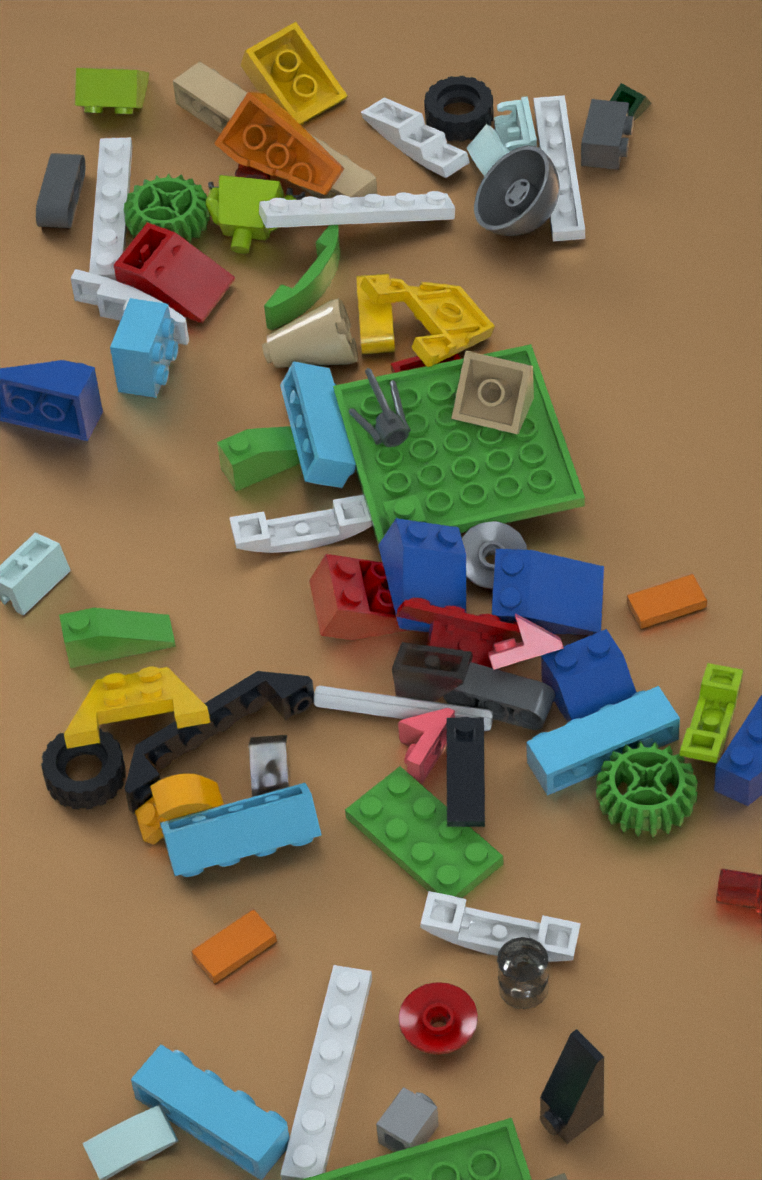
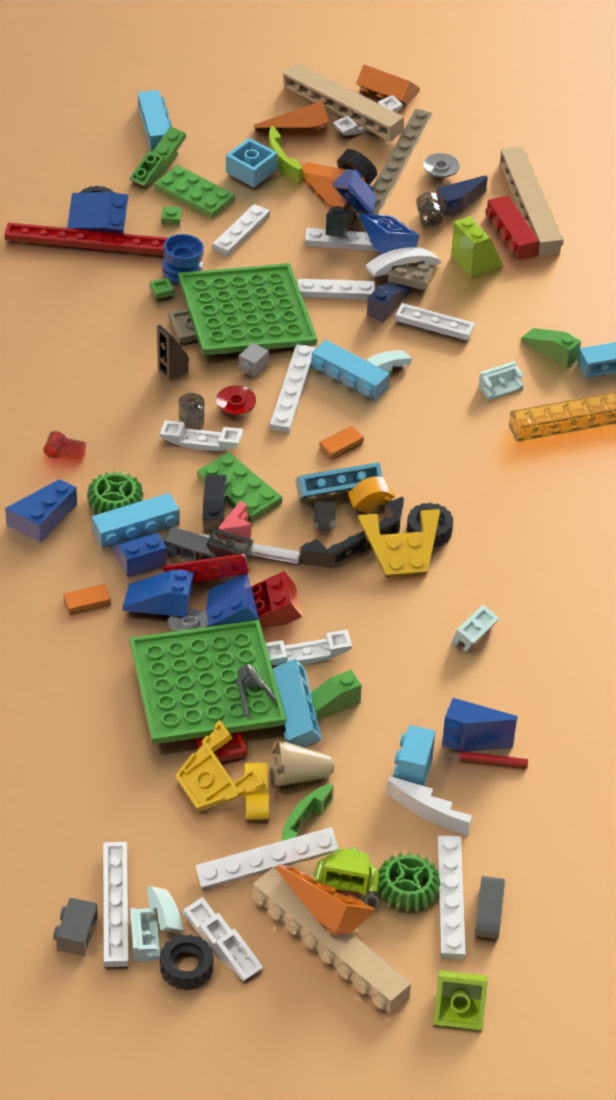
camera: 175 degrees right, 5 degrees down
(111, 634) = (422, 591): bright green slope -> none
(173, 272) = (401, 824): red slope -> none
(292, 74) = (318, 999): yellow slope -> none
(404, 508) = (242, 628): bright green plate -> none
(493, 392) = (179, 694): tan slope -> none
(518, 192) = (149, 855): dark grey piece -> none
(535, 643) = (174, 552): coral slope -> none
(637, 102) = (54, 964): dark green slope -> none
(713, 713) = (74, 524): lime slope -> none

